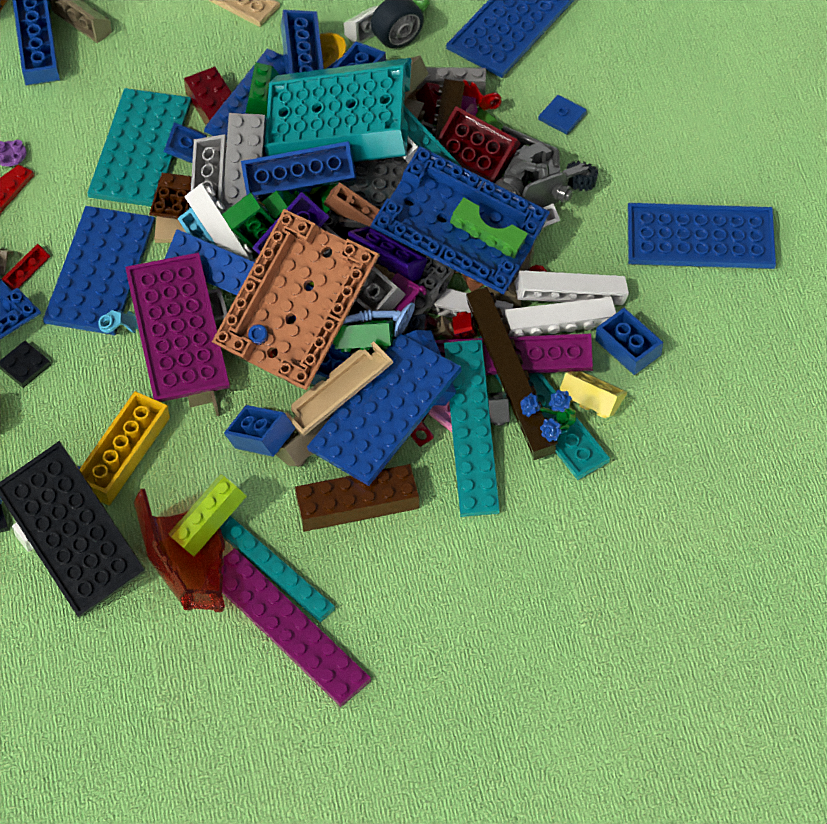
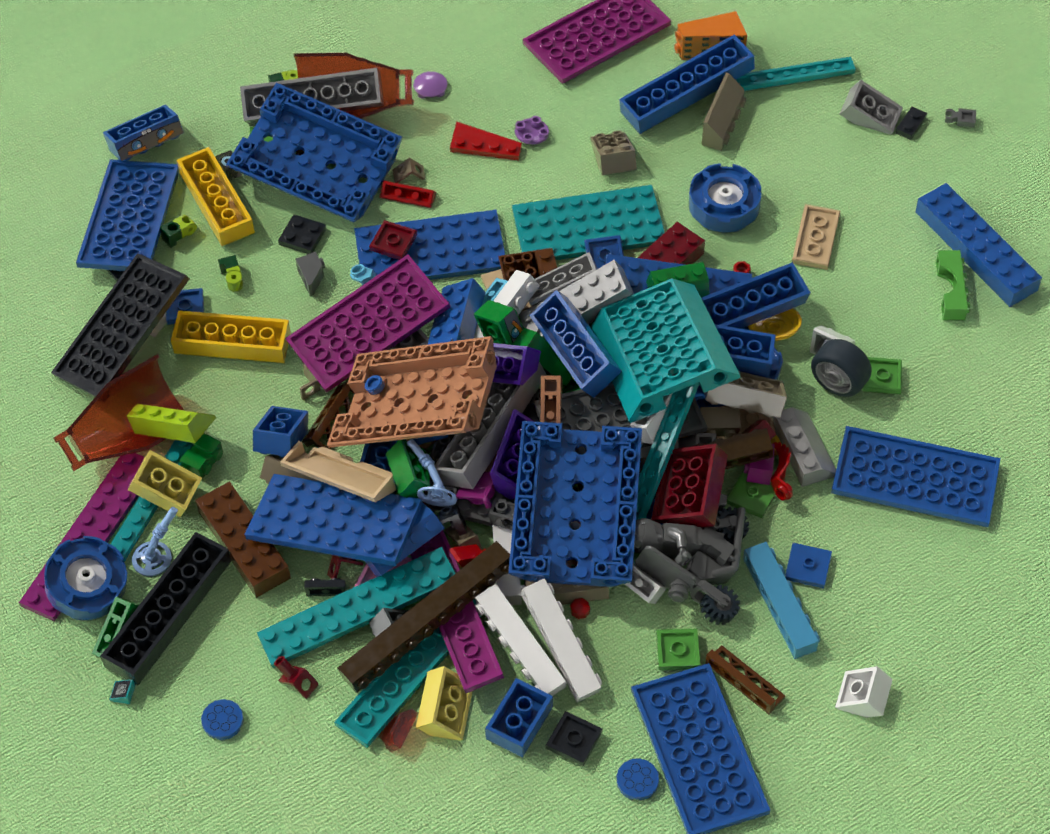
camera: 70 degrees right, 0 degrees up
(40, 430) = (233, 278): none -> leg
(72, 102) = (613, 152): none -> dark tan slope
(77, 366) = (311, 271): none -> dark grey slope
(82, 288) = (393, 240): none -> dark red plate
(172, 41) = (724, 198): none -> blue piece
(250, 391) = (327, 414): none -> reddish brown fence
(251, 57) = (742, 266): none -> red tile
(251, 513) = (202, 455): none -> green brick
(272, 539) = (164, 483): none -> light yellow brick
(338, 574) = (151, 555): none -> light blue dish
(348, 631) = (85, 577): none -> blue piece
(407, 575) = (166, 608): none -> black brick
(409, 624) = (118, 615): none -> green slope
(434, 453) = (320, 587): none -> black plate
(475, 637) = (123, 691): none -> slope
(507, 240) = (581, 505): bright green arch -> none
(519, 495) = (294, 676): none -> dark red bracket
(537, 564) = (222, 719): none -> blue tile
(558, 402) = (382, 661): blue plant -> none
(592, 139) = (781, 600): none -> dark azure brick
(604, 431) = (397, 730): none -> clear red slope
(605, 220) = (677, 649): none -> bright green plate
(649, 187) = (743, 682): none -> reddish brown fence
(659, 313) = (574, 738): none -> black plate
(692, 118) = (864, 692): none -> white slope
(710, 284) = (637, 779): none -> blue tile

